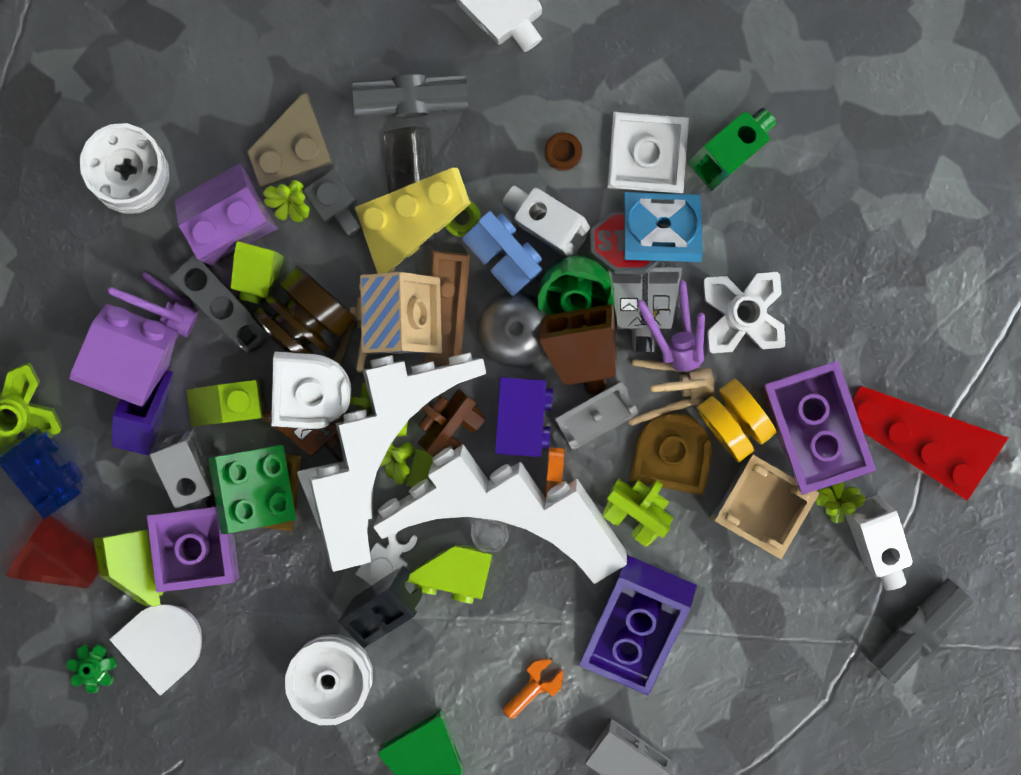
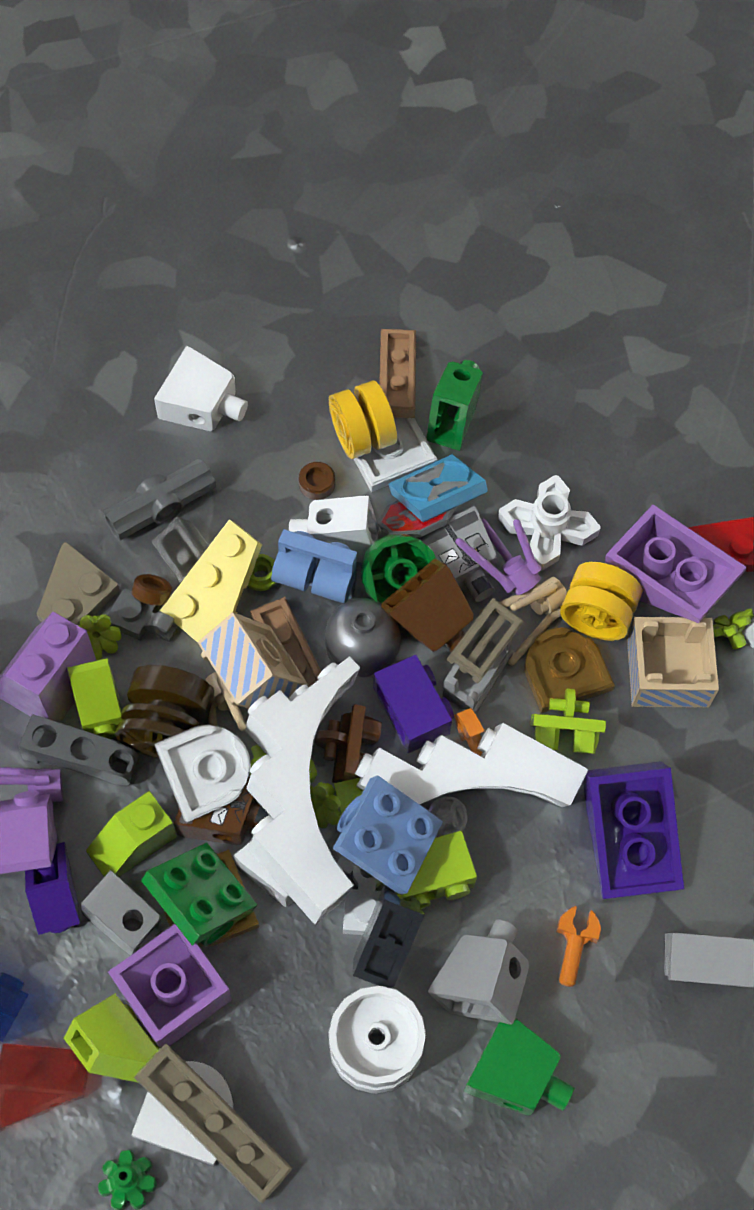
camera: 35 degrees left, 25 degrees down
(172, 668) = (213, 1123): none -> dark tan tile
(357, 184) = (151, 589): none -> reddish brown tile
(421, 534) = (387, 834): none -> medium blue plate
(441, 679) = (483, 976): none -> light grey torso
(603, 391) = (466, 664): none -> dark tan tile
(630, 127) = (362, 419): none -> yellow wheel
(699, 82) = (399, 371): none -> medium nougat tile

